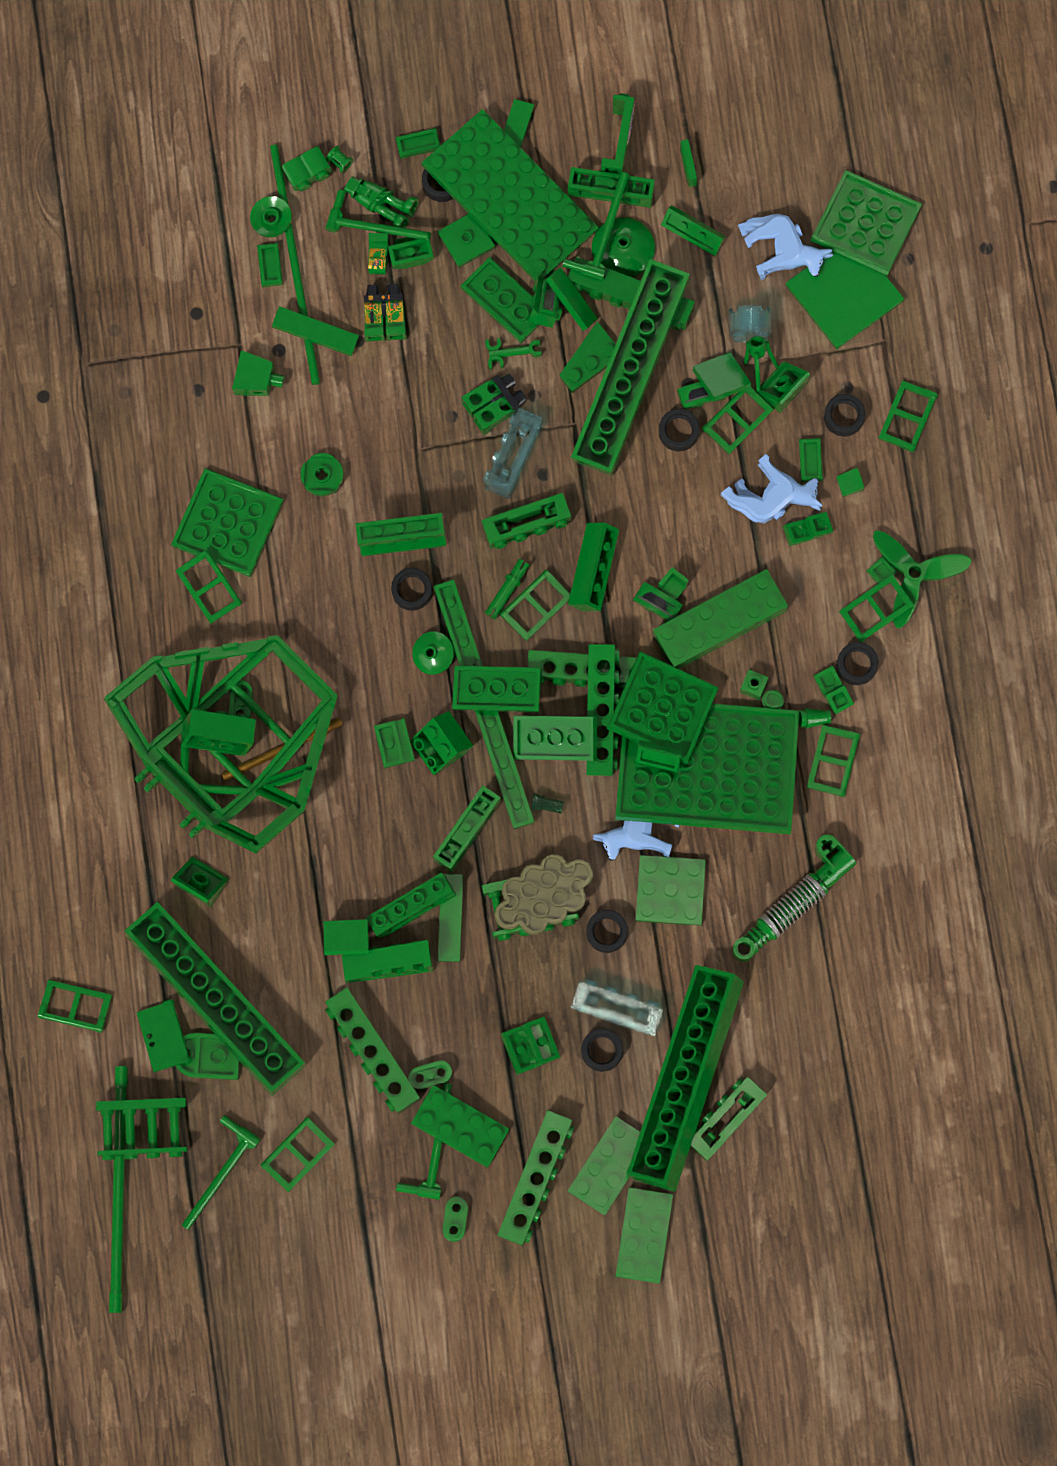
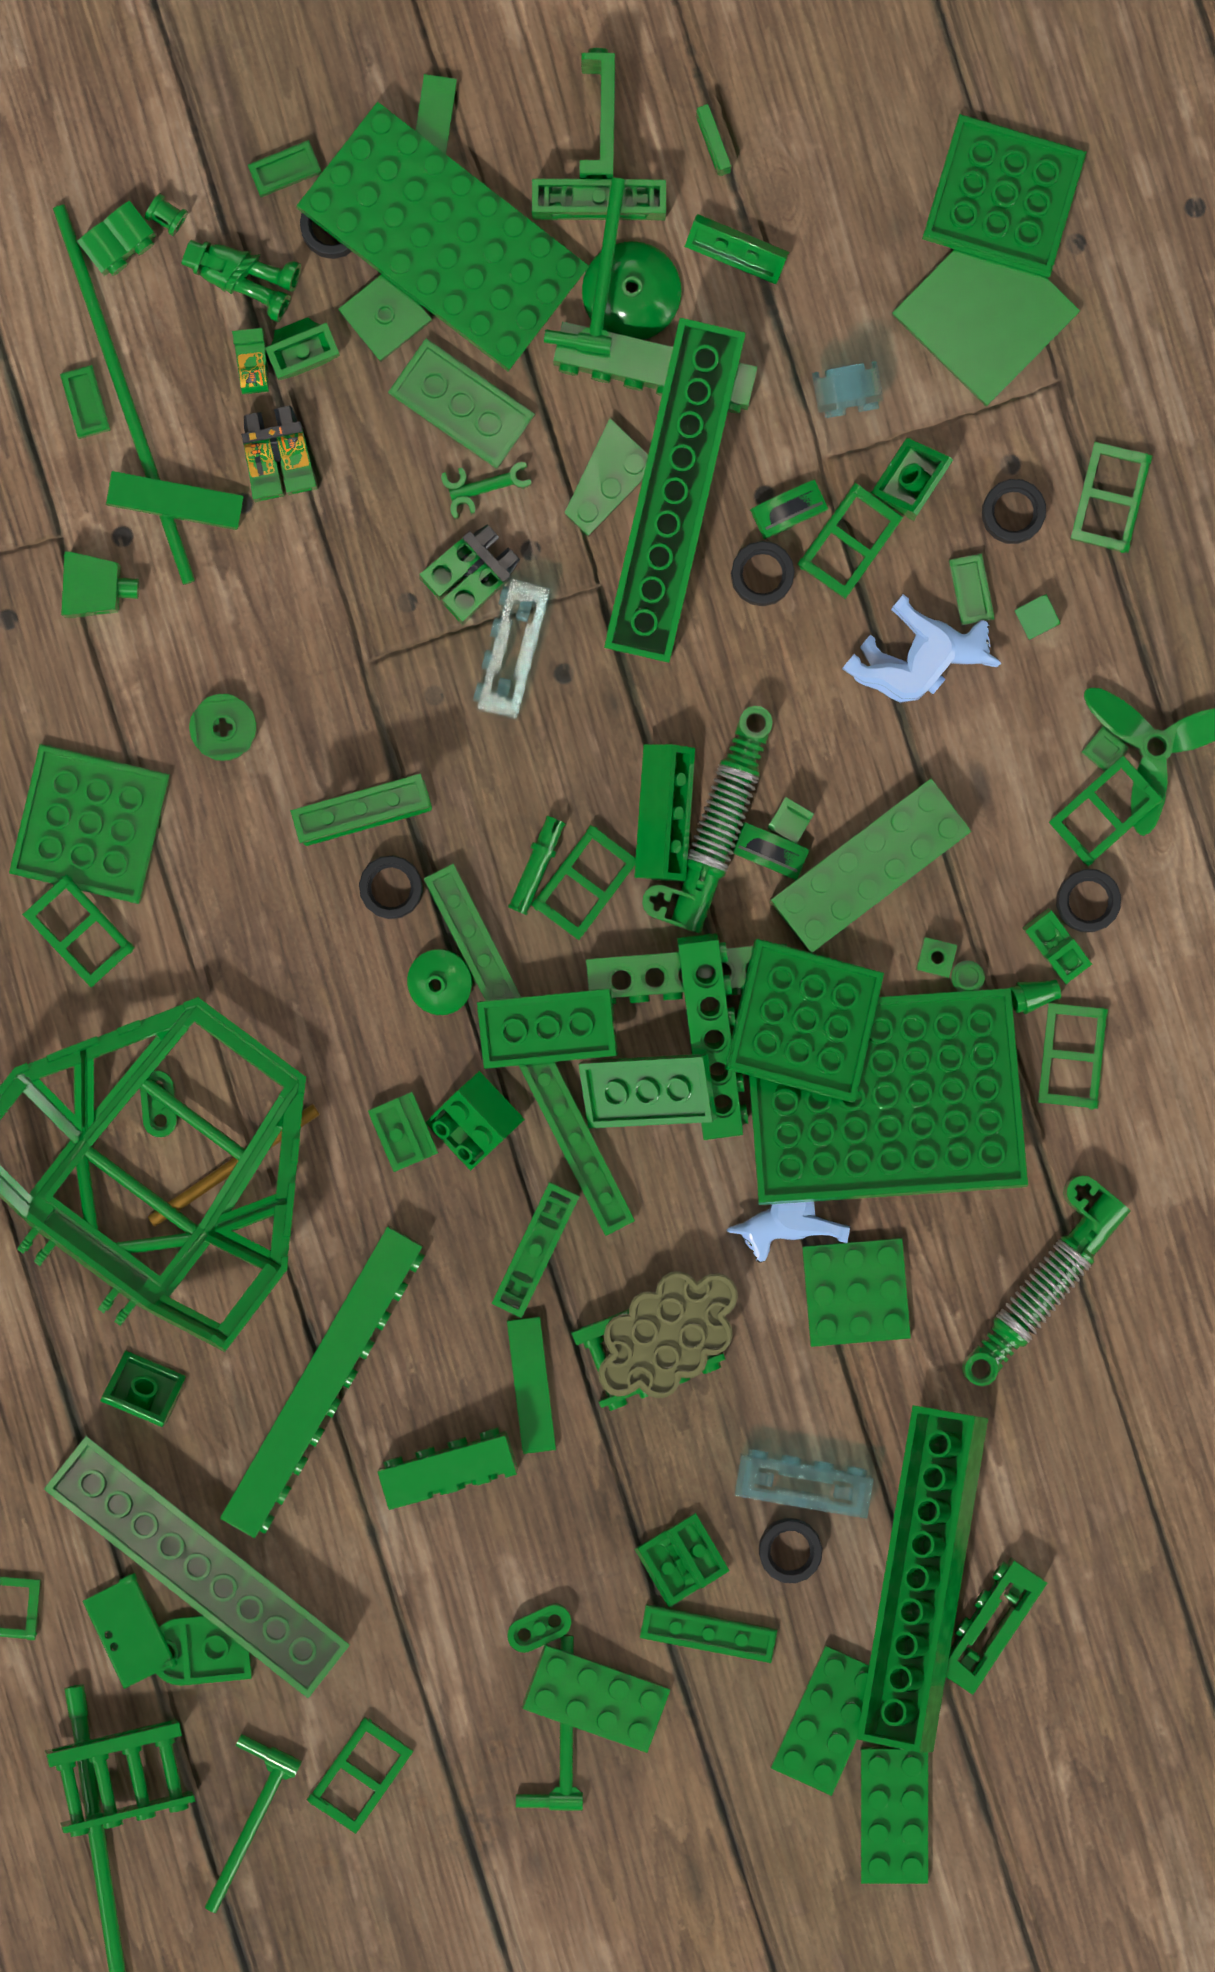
camera: 15 degrees left, 10 degrees up
(218, 732) = (133, 1161): green brick -> none
(267, 208) = (60, 316): green dish -> none
(315, 894) = (322, 1381): none -> green brick
(337, 220) = (177, 313): green bar -> none
(346, 937) = (381, 1447): green slope -> none
(407, 1095) = (397, 1537): green brick -> none
(411, 906) = (470, 1380): green brick -> none
(455, 1219) = (610, 1835): green plate -> none
(497, 524) = (544, 775): green brick -> none
(540, 1096) = (708, 1633): none -> green tile
(545, 304) = (527, 402): green window -> none
(547, 804) = (640, 1189): clear green pin -> none
(551, 1123) = (693, 1840): green brick -> none
(571, 299) = (565, 391): green tile -> none
(607, 914) = (772, 1395): black tyre -> none
(626, 583) = (728, 802): none -> green piece
(658, 756) = (810, 1099): green tile -> none
(721, 376) = (816, 480): green tile -> none
(757, 348) = (866, 430): green plant -> none
(788, 246) = (889, 254): light blue animal -> none
(808, 529) = (983, 700): green slope -> none

